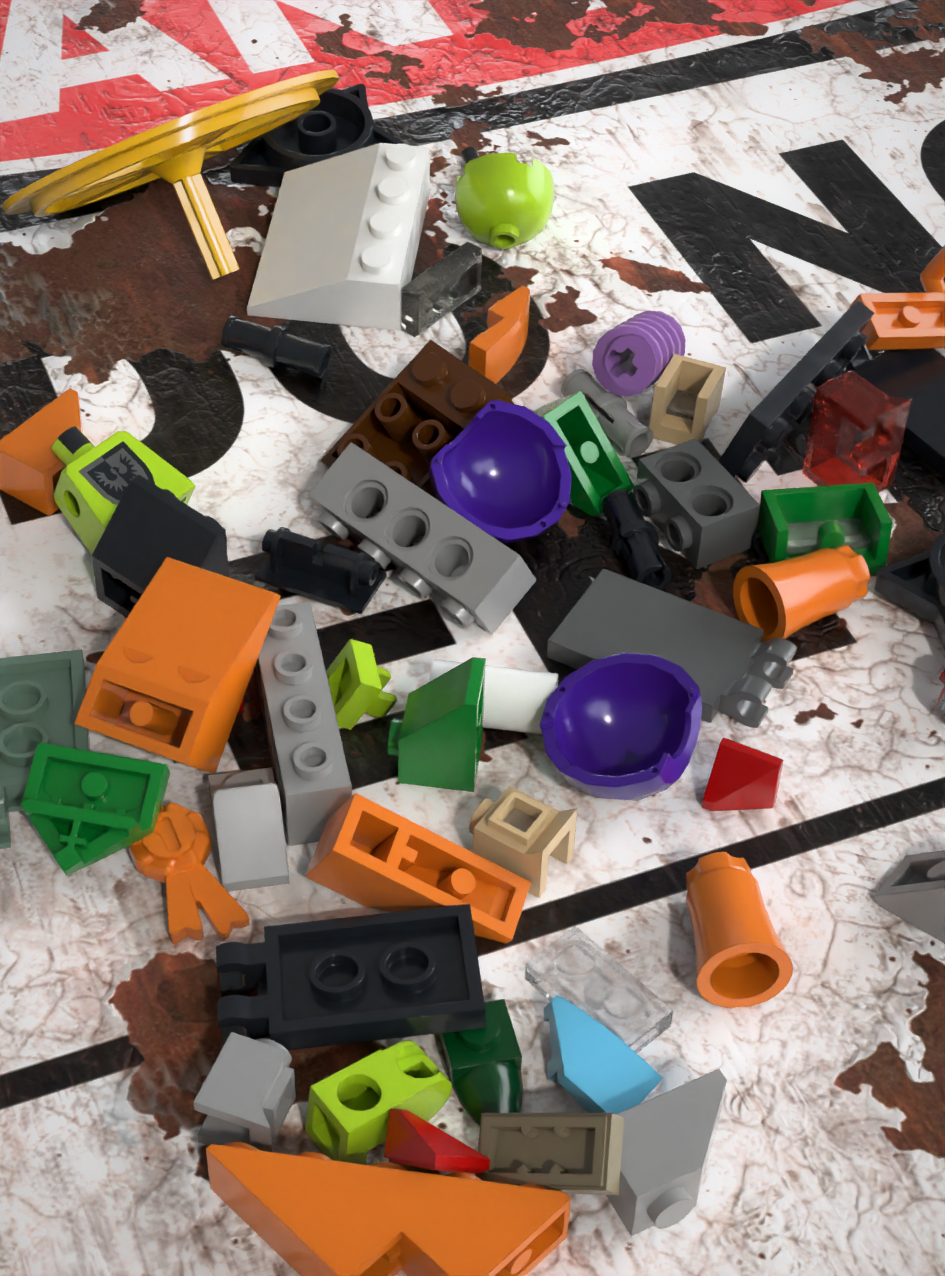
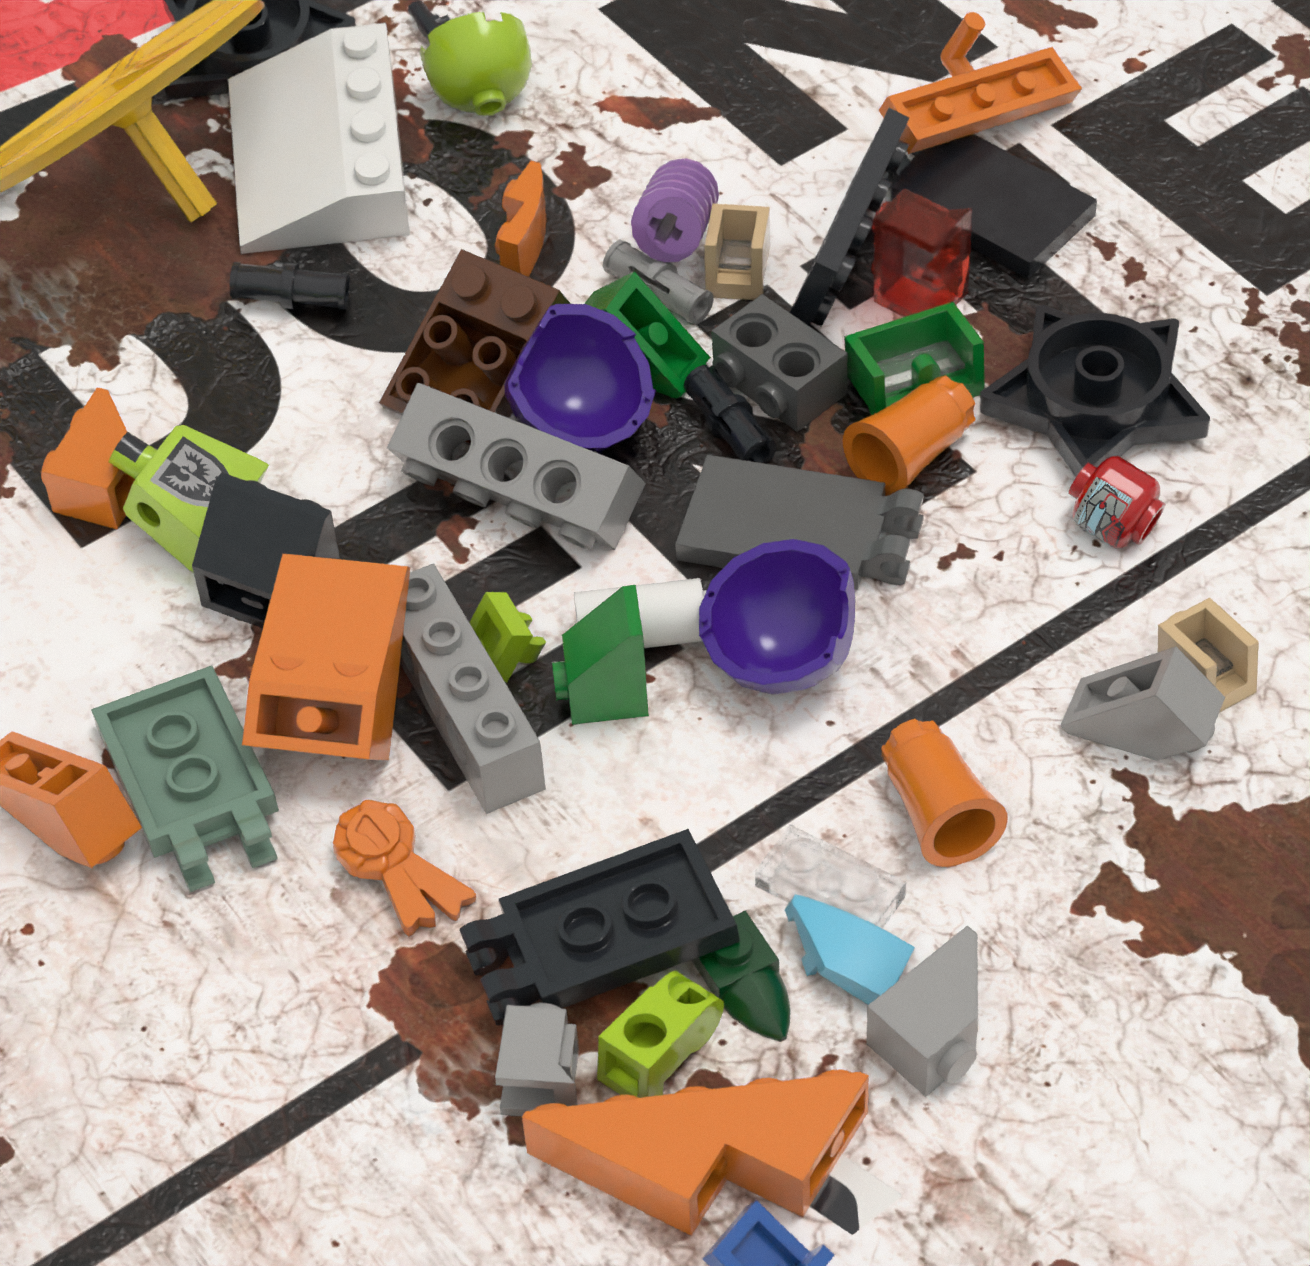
camera: 10 degrees left, 5 degrees up
(91, 802) = (289, 819): green slope -> none
(249, 829) = (444, 805): light grey slope -> none
(329, 576) = (430, 529): black hinge -> none
(405, 867) = (613, 808): orange slope -> none
(423, 1145) = (719, 1063): red slope -> none
(441, 289) = (442, 180): clear smoke plate -> none
(522, 834) = (712, 752): tan window -> none
(554, 1150) = (837, 1036): dark tan plate -> none
(742, 779) = (907, 641): red slope -> none

